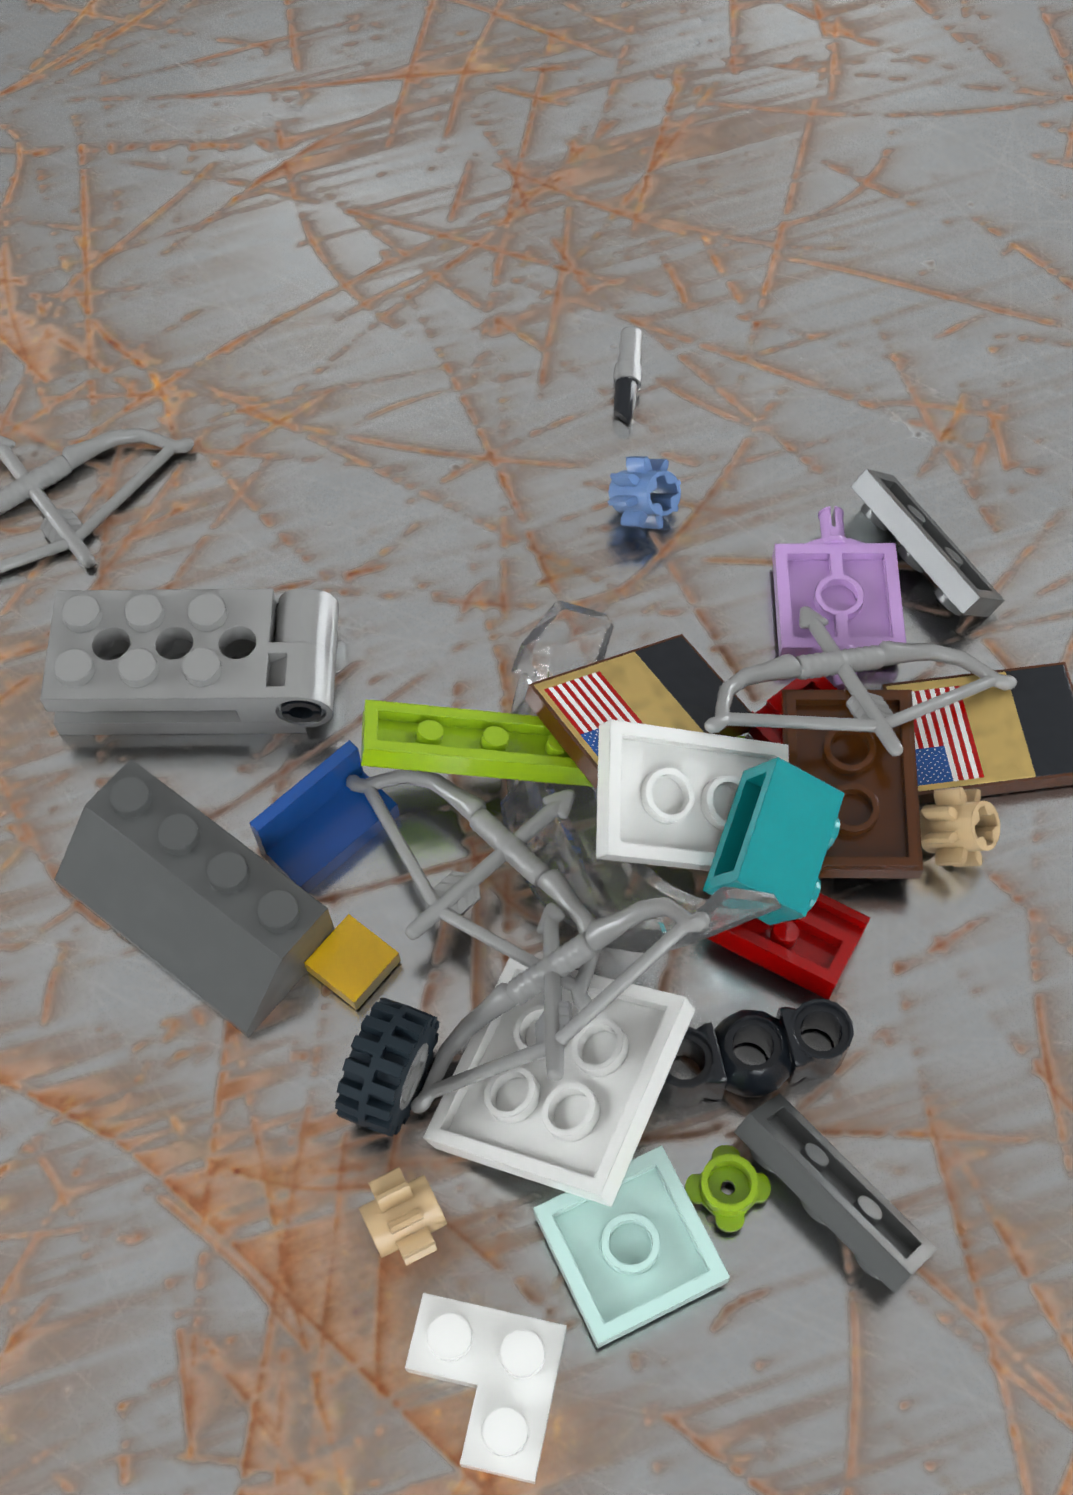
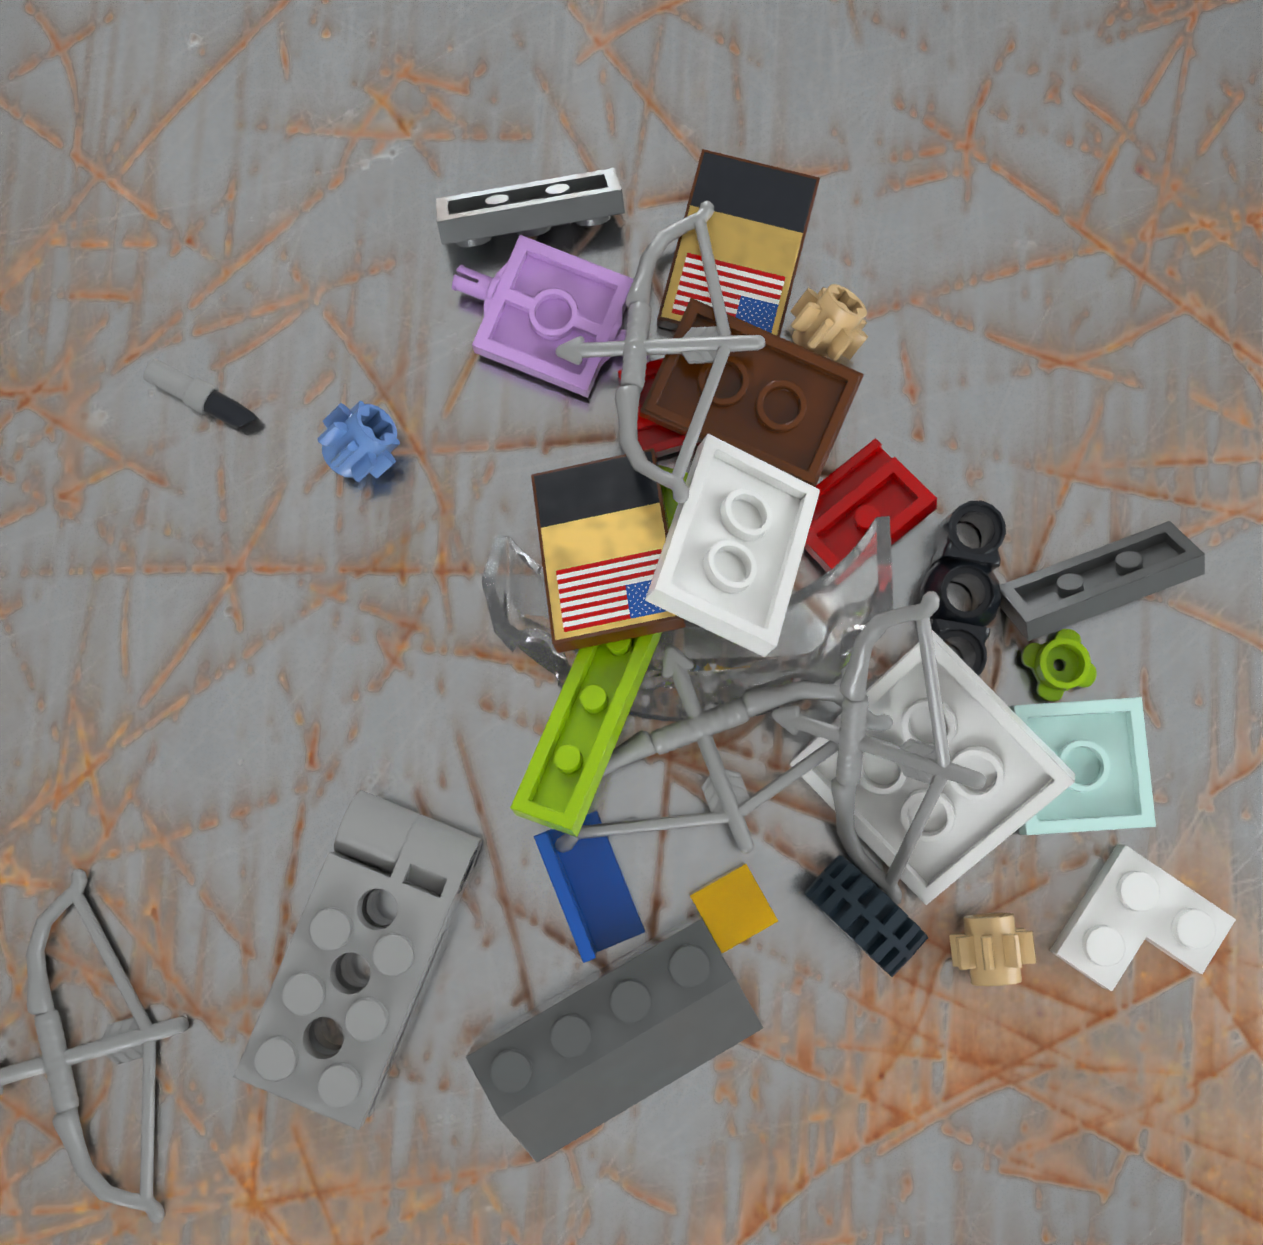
camera: 70 degrees left, 20 degrees up
(777, 837) = (808, 492): teal piece -> none

